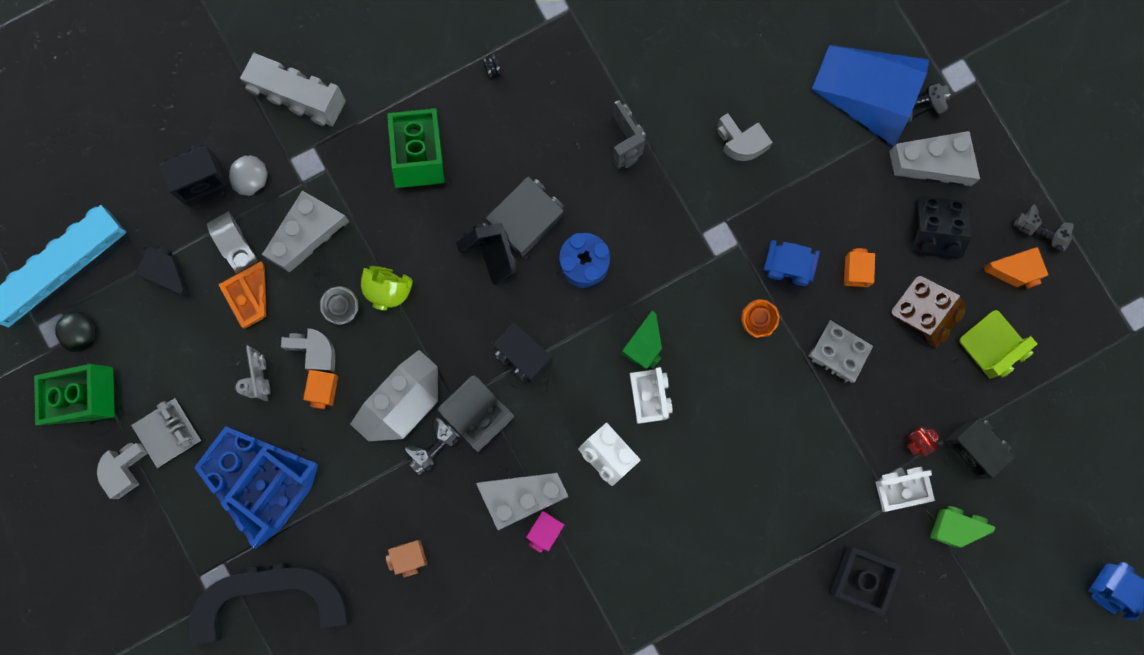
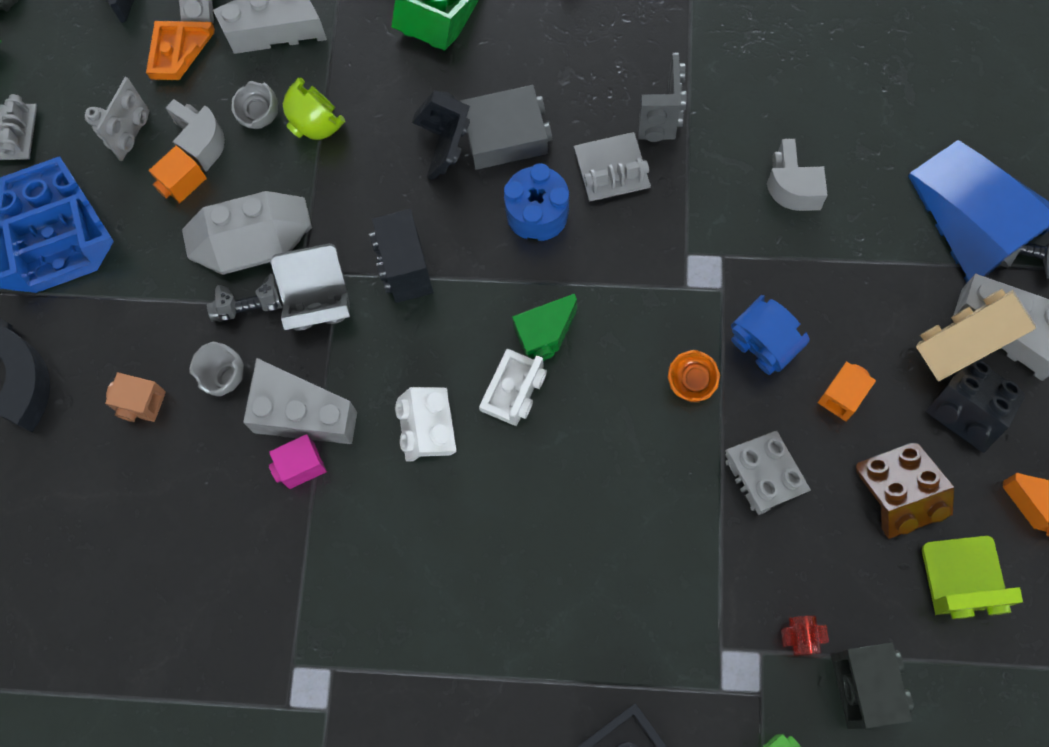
camera: 40 degrees right, 10 degrees down
(450, 505) = (217, 368): none -> light grey hair
(614, 200) = (612, 166): none -> light grey hinge
(905, 490) = (747, 680): white bracket -> none
(919, 187) = (975, 334): none -> tan brick

